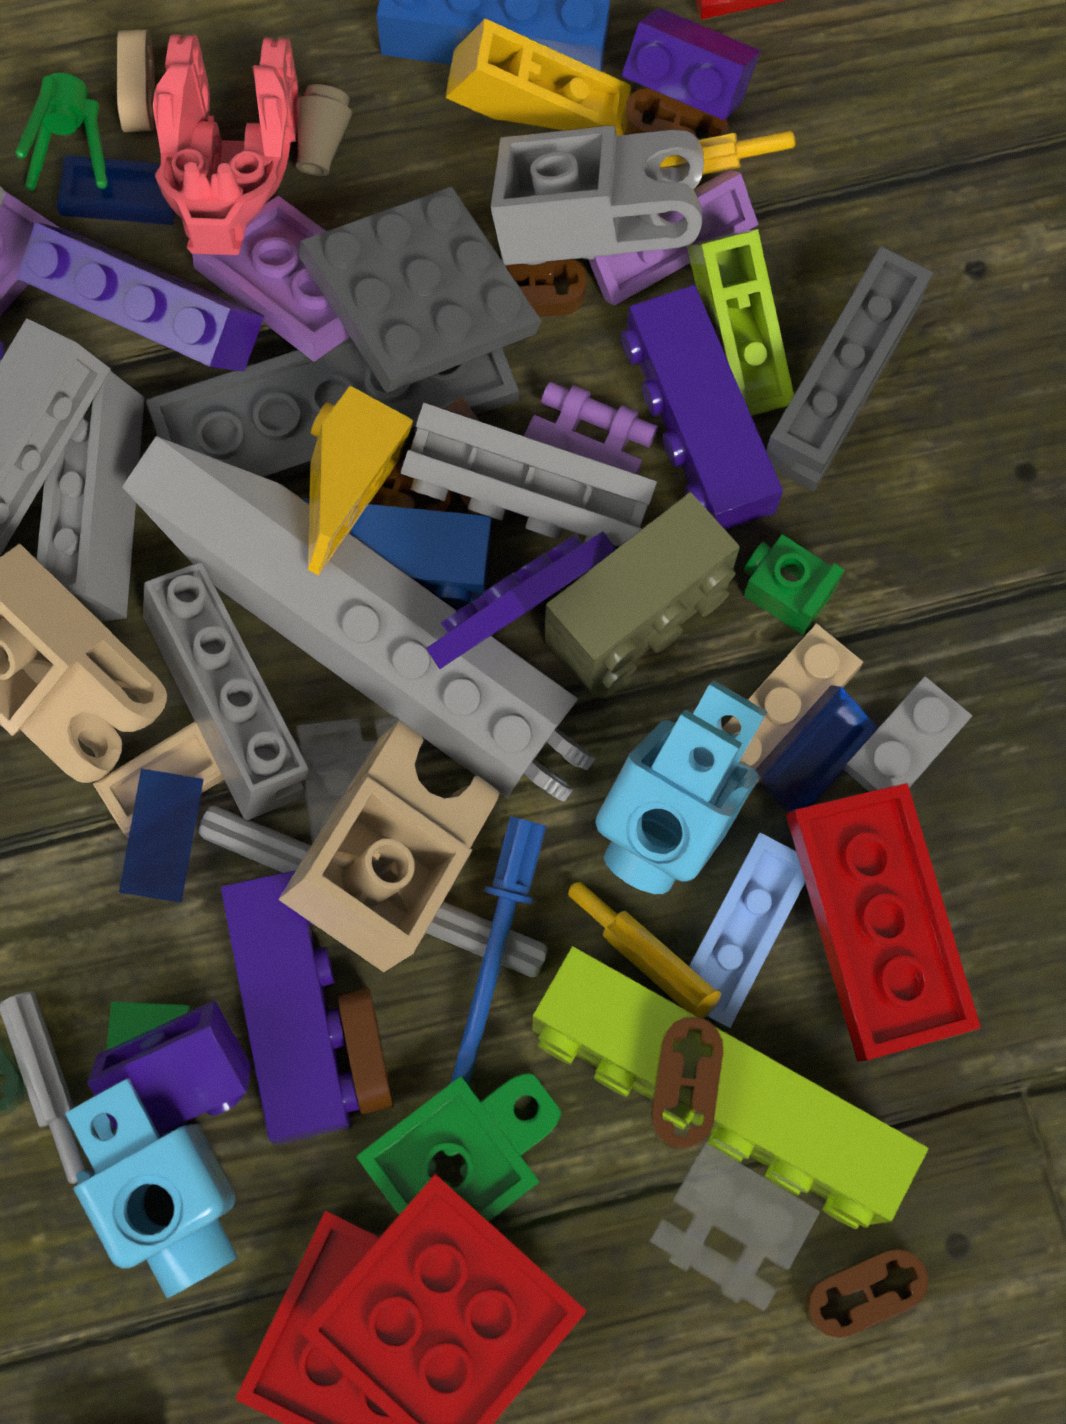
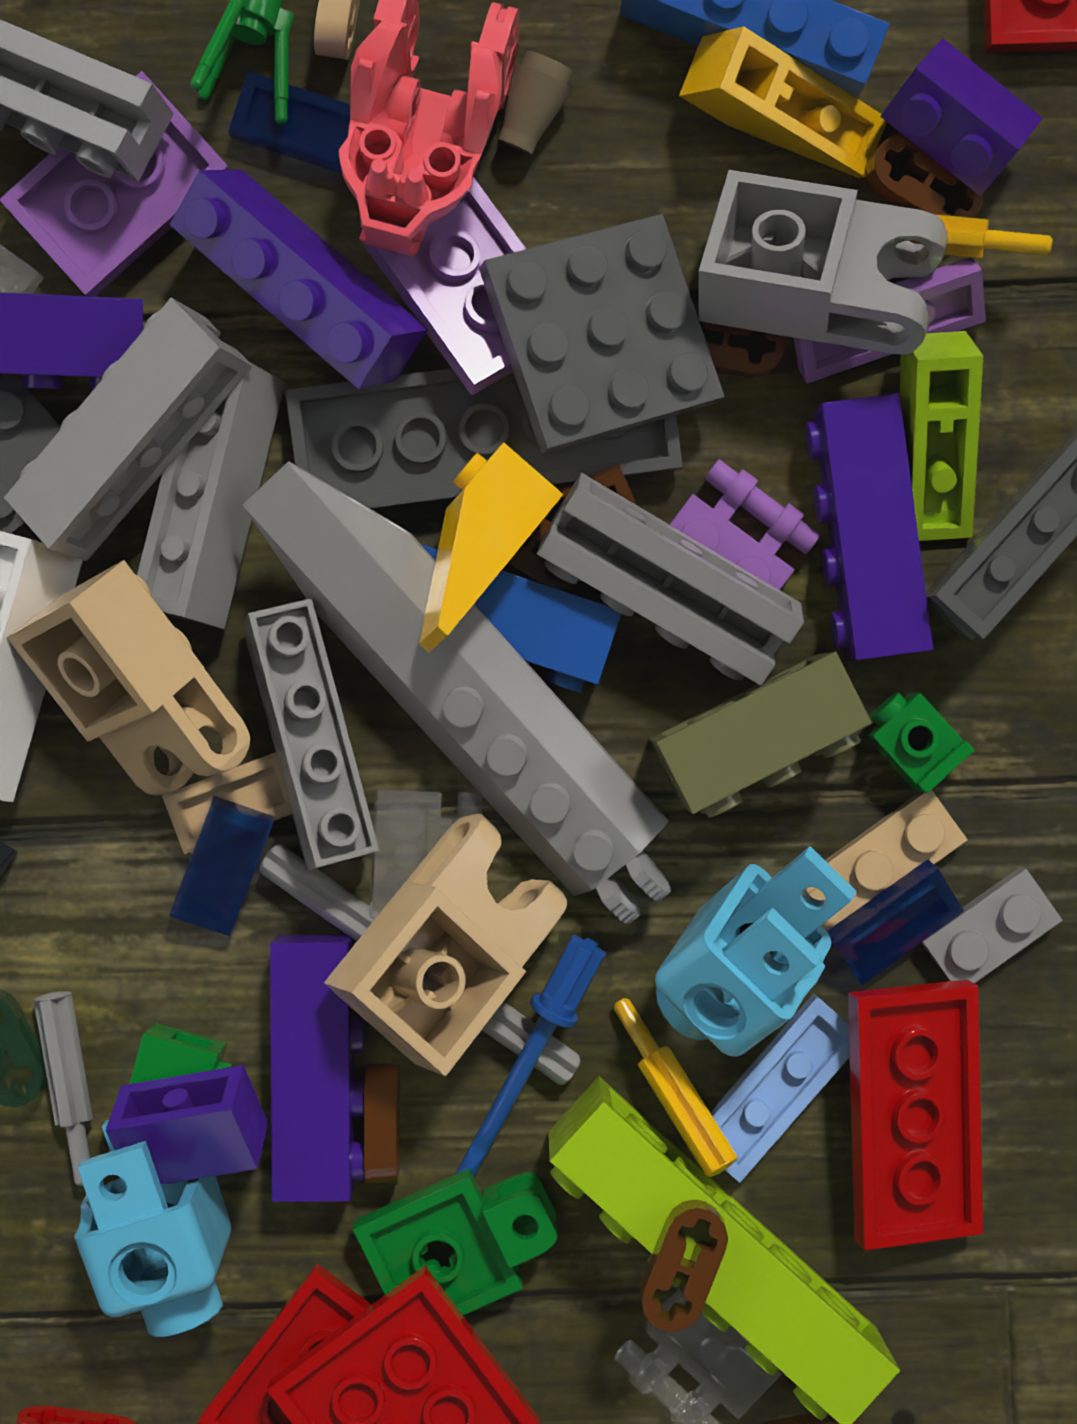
camera: 10 degrees right, 15 degrees up
(517, 595) = (633, 726): dark purple plate -> none

